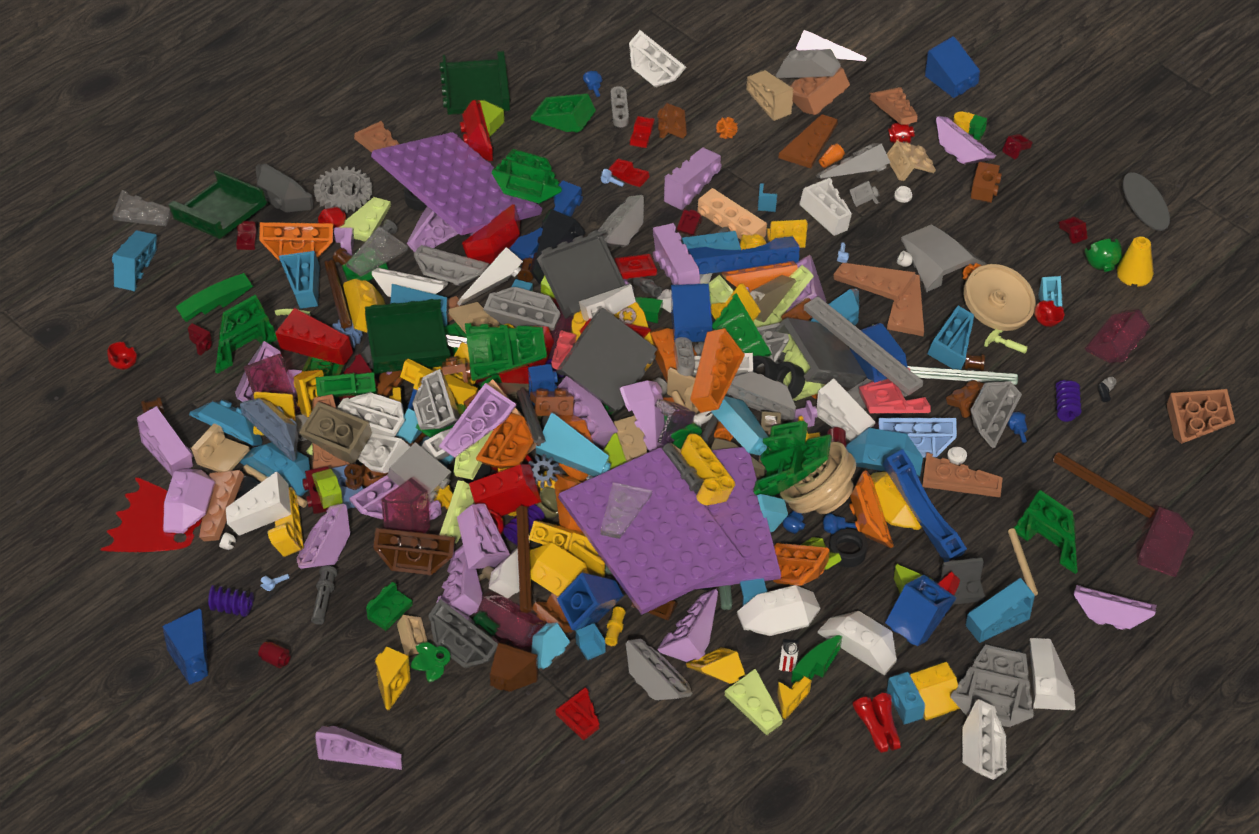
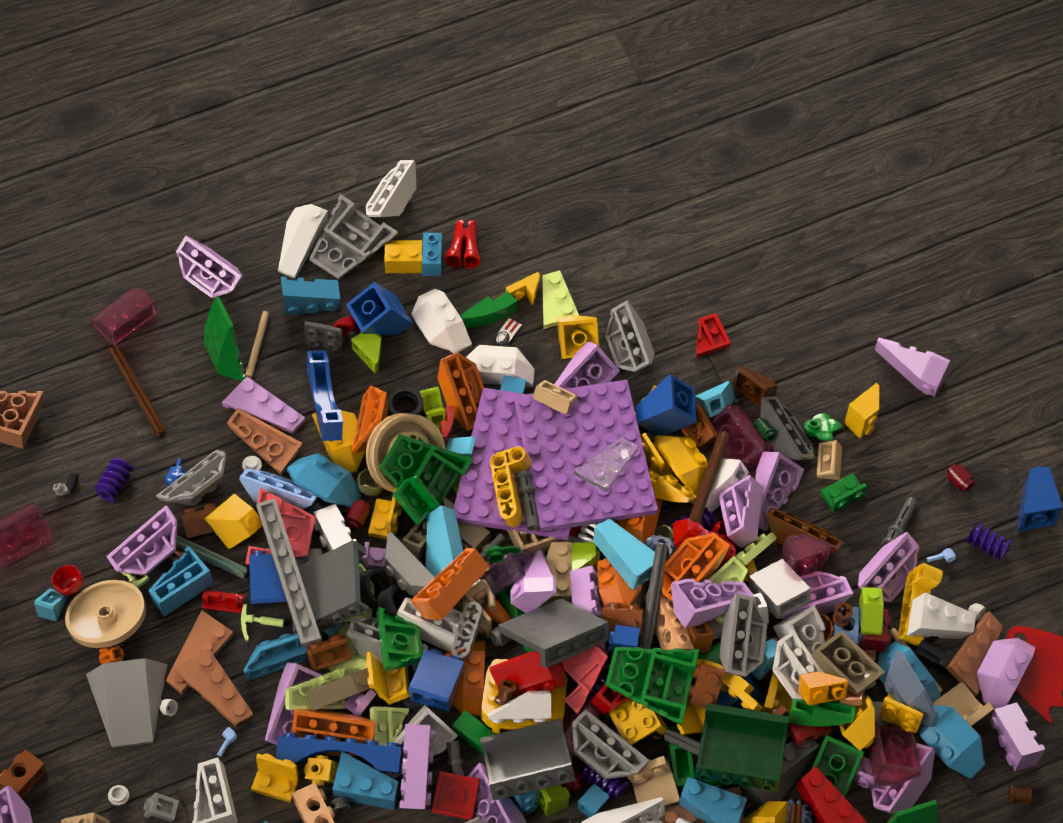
camera: 160 degrees left, 10 degrees up
(353, 391) = (821, 688): none -> light orange slope
(703, 565) = (554, 396): none -> tan slope
(794, 524) = (447, 425): none -> red slope
(916, 344) = (223, 601): none -> red hinge
(941, 397) = (233, 521): none -> yellow slope
(980, 509) = (264, 406): none -> lavender wing
(1000, 349) = (147, 545): none -> lavender wedge

